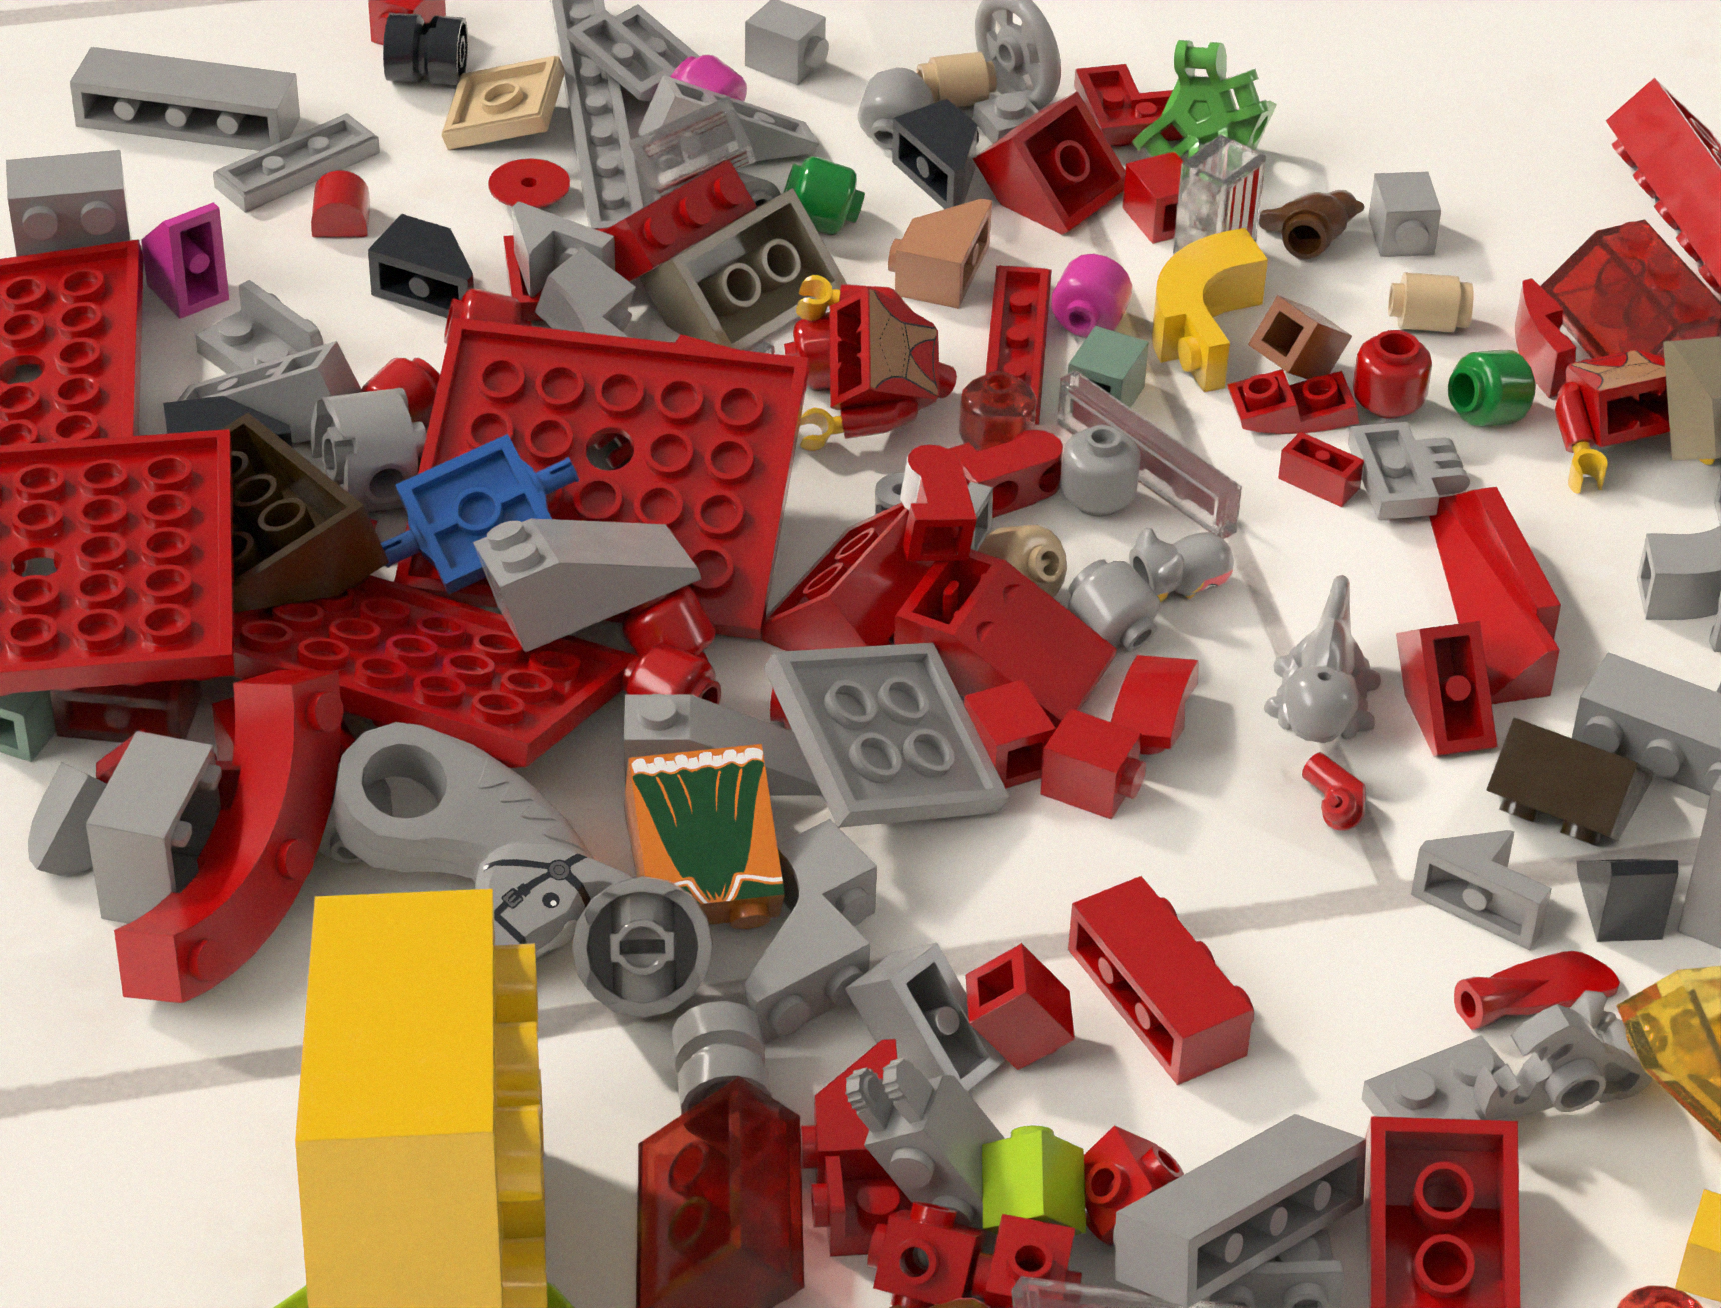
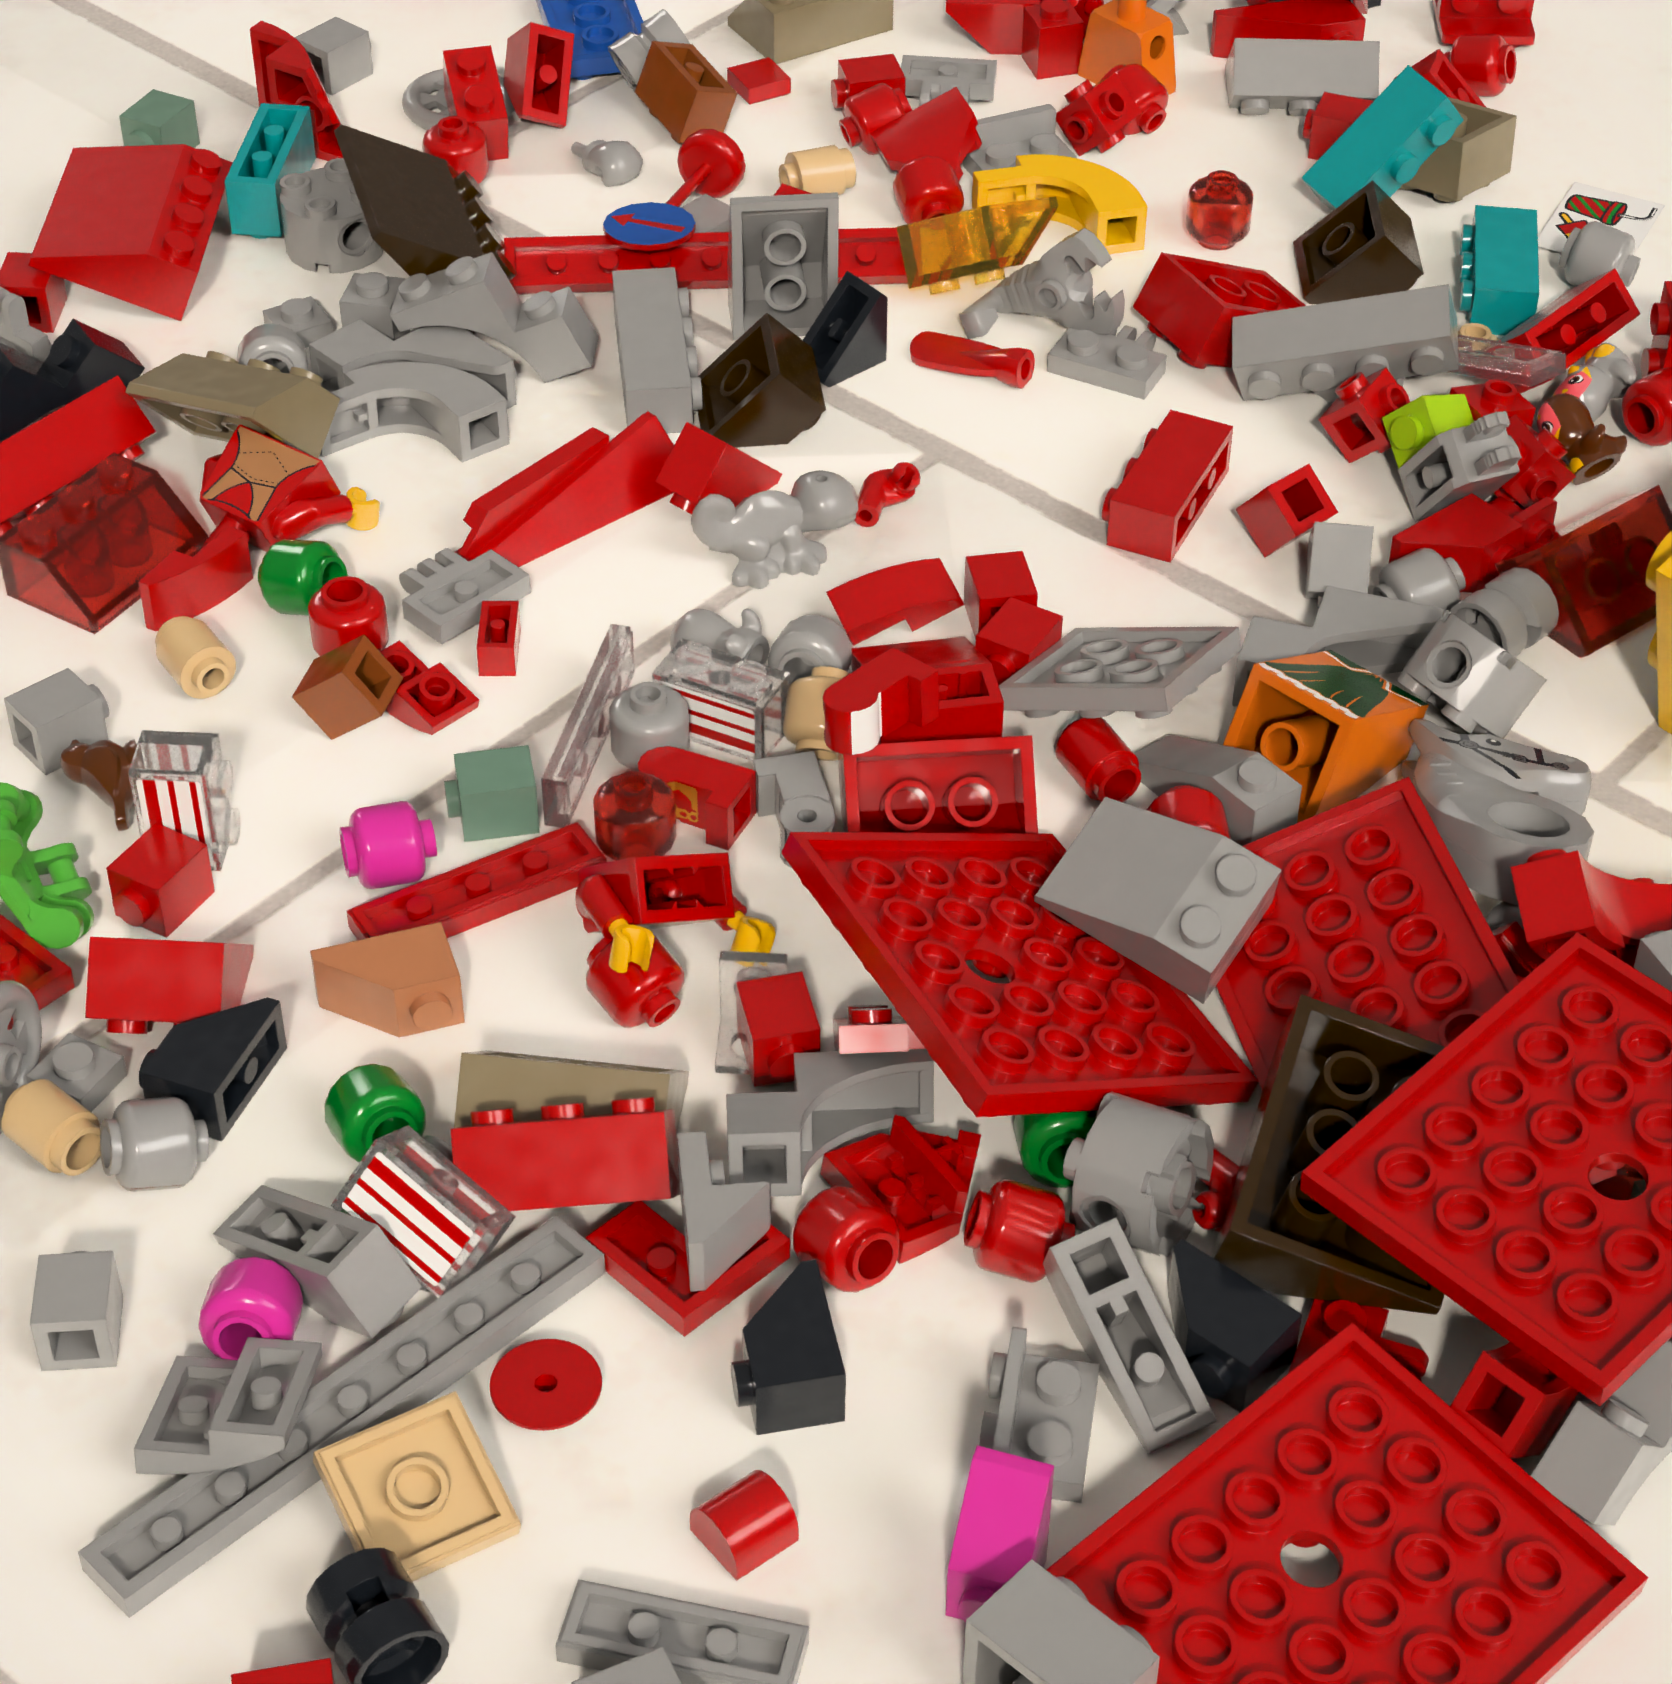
camera: 125 degrees left, 0 degrees up
(467, 499) = (1160, 1009): blue plate -> none
(822, 1042) = (1422, 579): none -> light grey head
(1104, 517) = (730, 699): none -> clear brick
(1198, 284) = (313, 798): yellow arch -> none
(1474, 883) = (905, 395): light grey slope -> none

